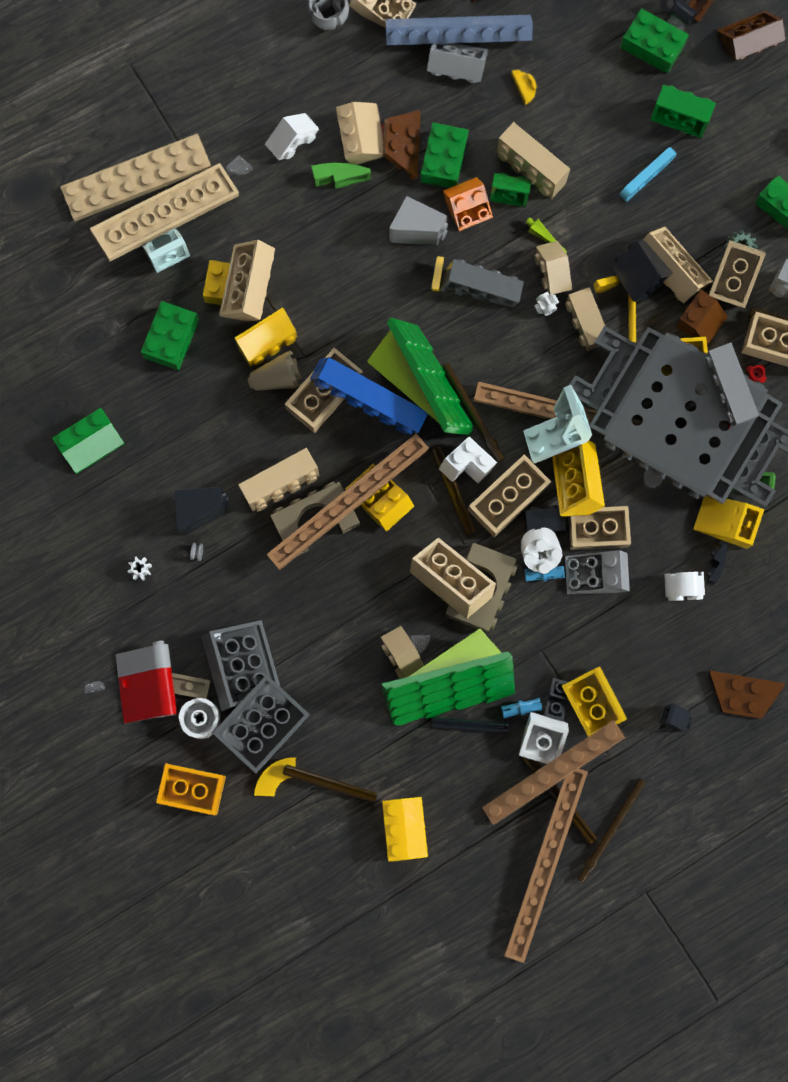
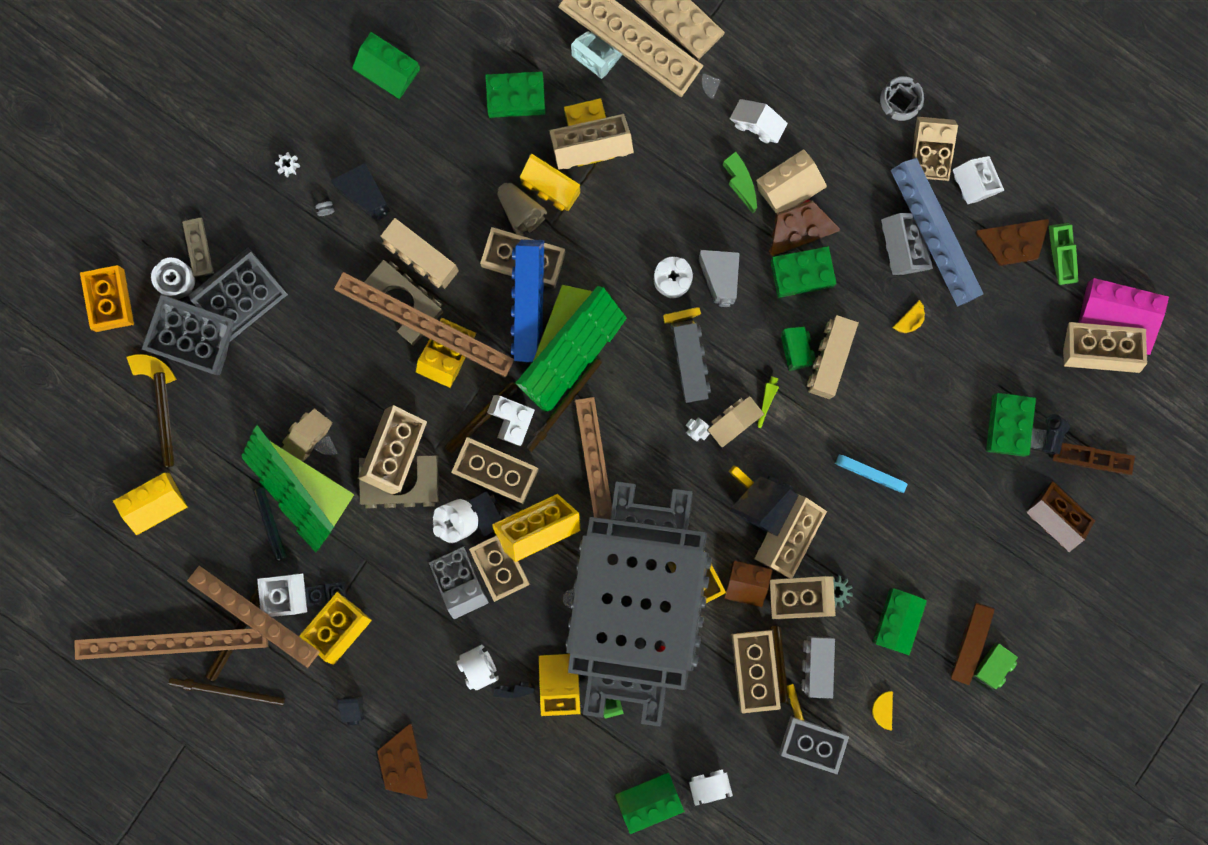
camera: 65 degrees right, 5 degrees up
(94, 686) = (164, 172): clear tile -> none
(146, 683) = (185, 217): red door -> none
(396, 258) = (679, 268): none -> white brick
(468, 203) = (765, 314): orange slope -> none
(521, 708) = (304, 564): dark azure pin -> none
(557, 572) = (442, 545): dark azure pin -> none
(561, 433) = (573, 492): light aqua bracket -> none
(586, 317) = (702, 472): tan brick -> none
(632, 319) = (713, 519): yellow bar -> none
(682, 111) = (948, 480): green brick -> none
(732, 384) = (678, 634): light grey brick -> none
(760, 370) = (716, 651): red plate -> none

